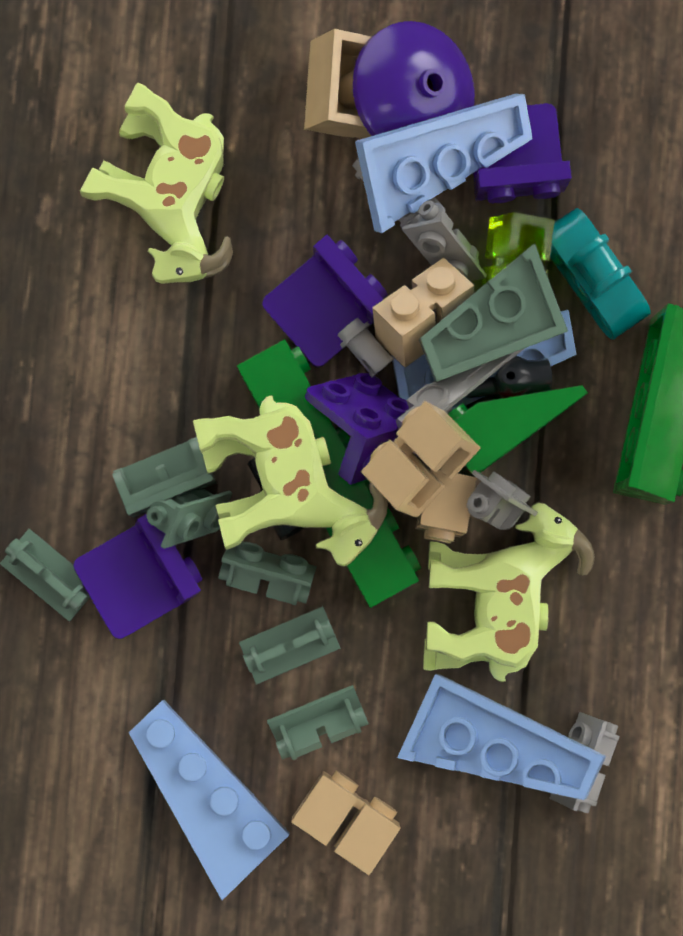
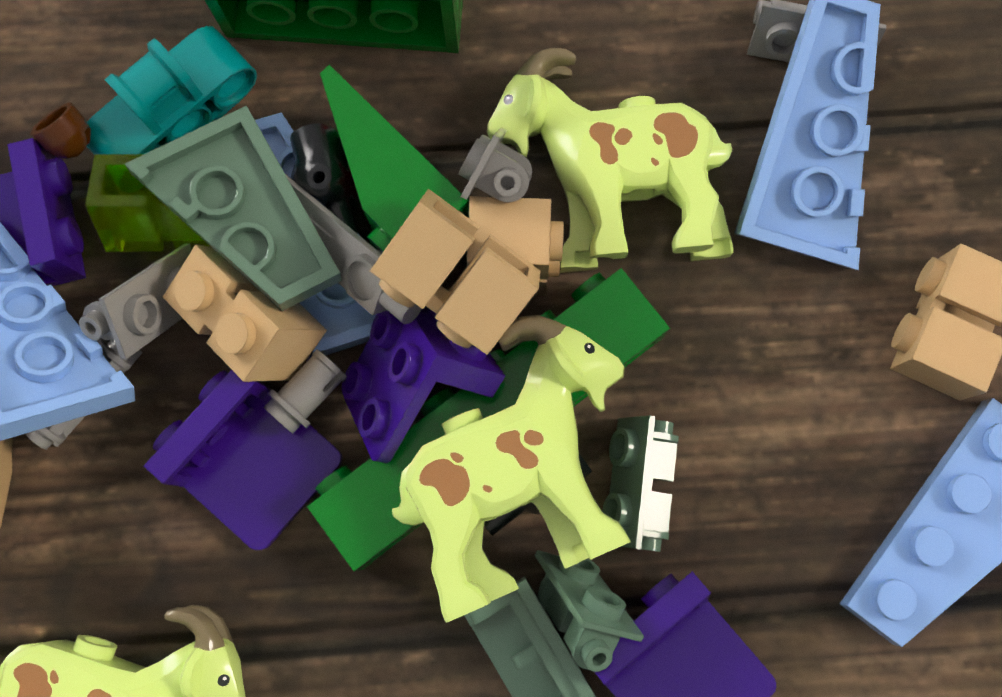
camera: 90 degrees left, 5 degrees down
(289, 645) = (734, 438): sand green hinge -> none
(300, 728) = (847, 404): sand green hinge -> none
(577, 197) = (63, 132): none -> reddish brown hinge

